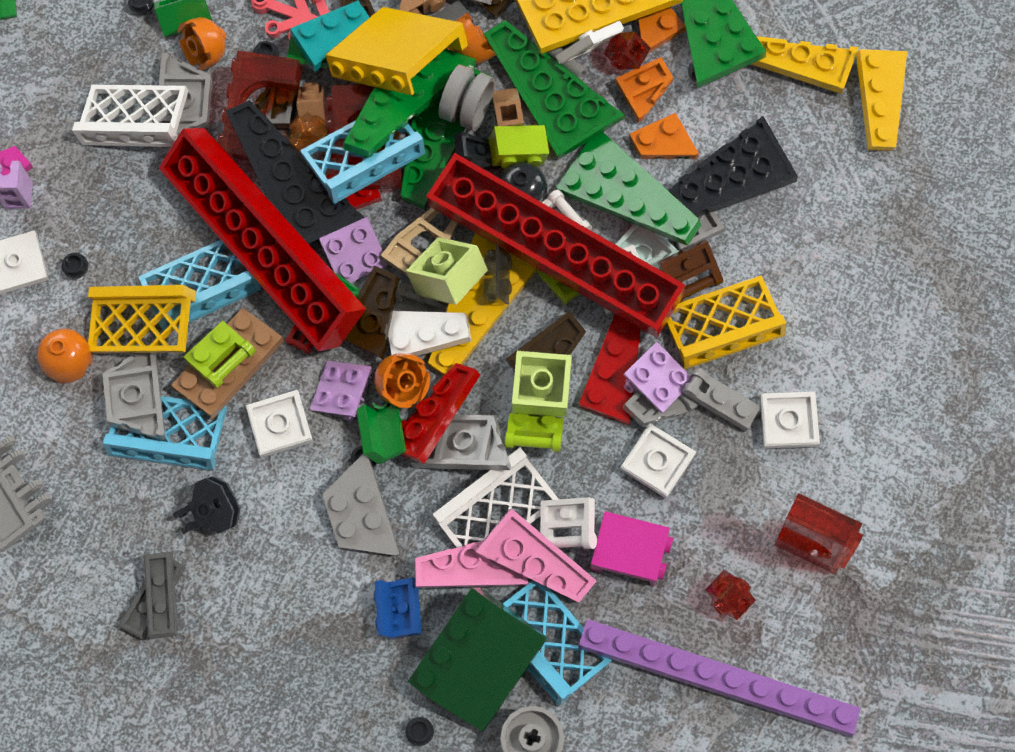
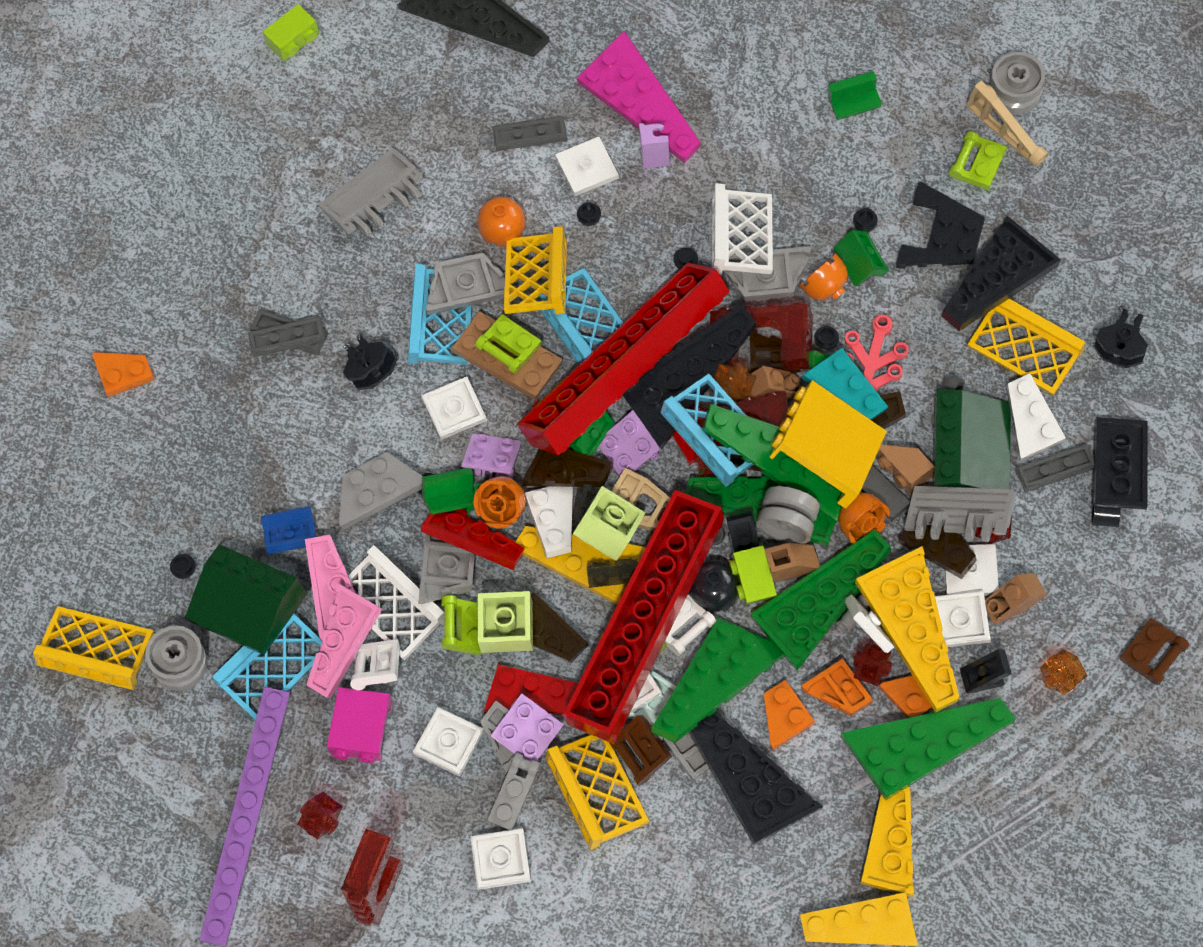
camera: 85 degrees right, 5 degrees down
(149, 175) = (684, 256): none -> black plate

